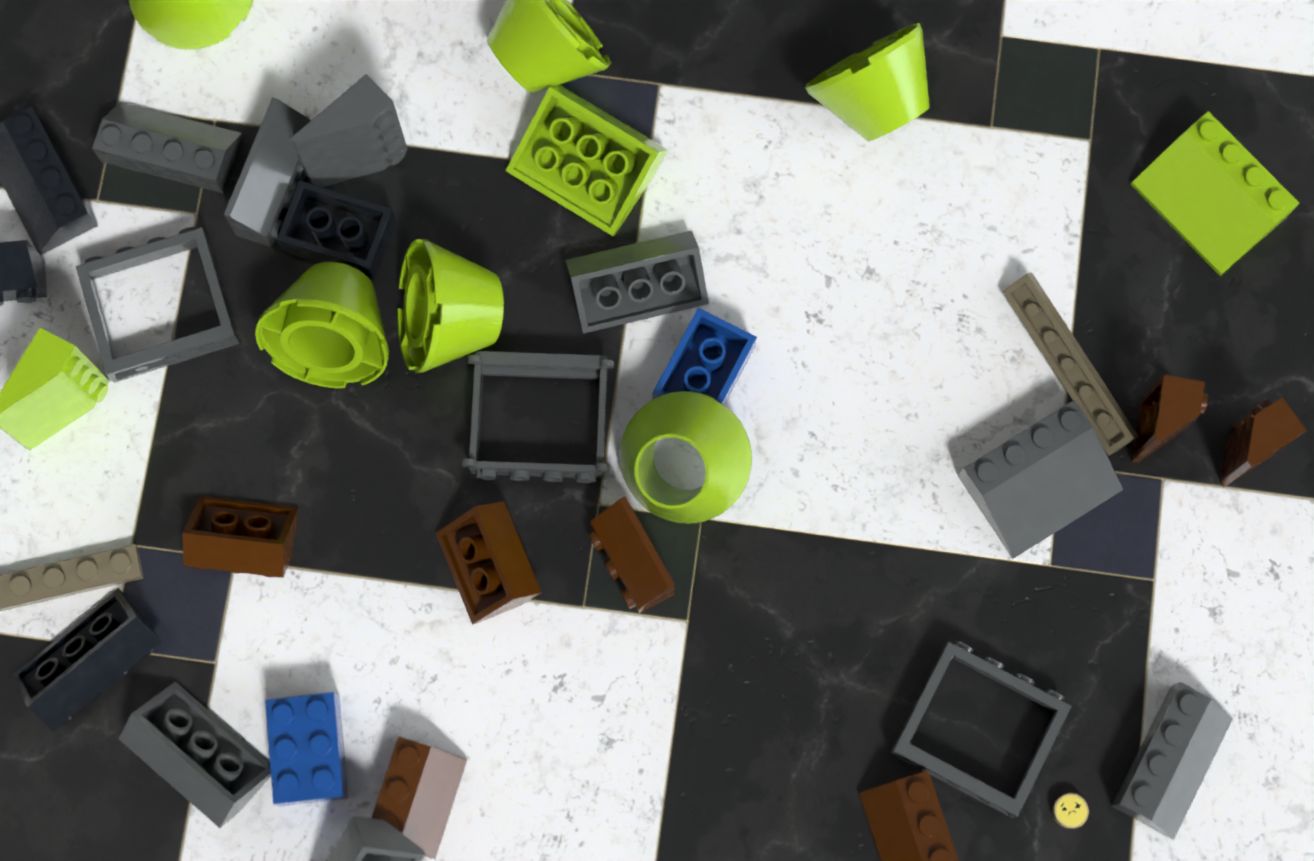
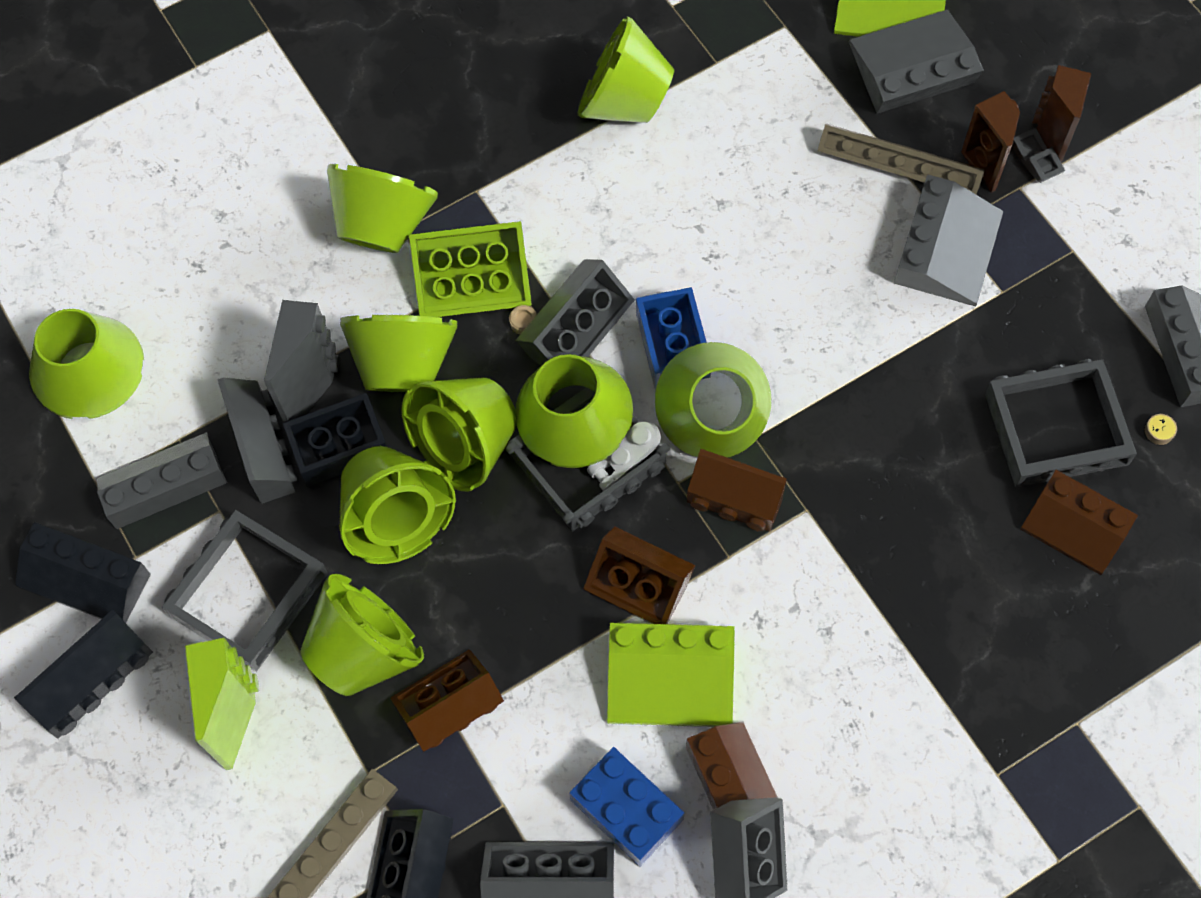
camera: 35 degrees left, 10 degrees down
(206, 425) = (356, 639): none -> lime cone
(439, 670) = (670, 674): none -> lime slope
(449, 190) = (397, 349): none -> lime cone
(564, 402) = (581, 436): none -> lime cone
(569, 444) = (633, 449): none -> white plate
(593, 241) = (521, 317): none -> tan tile
(1176, 273) = (915, 60): none -> dark grey slope
(1206, 461) = (1035, 156): none -> dark grey slope

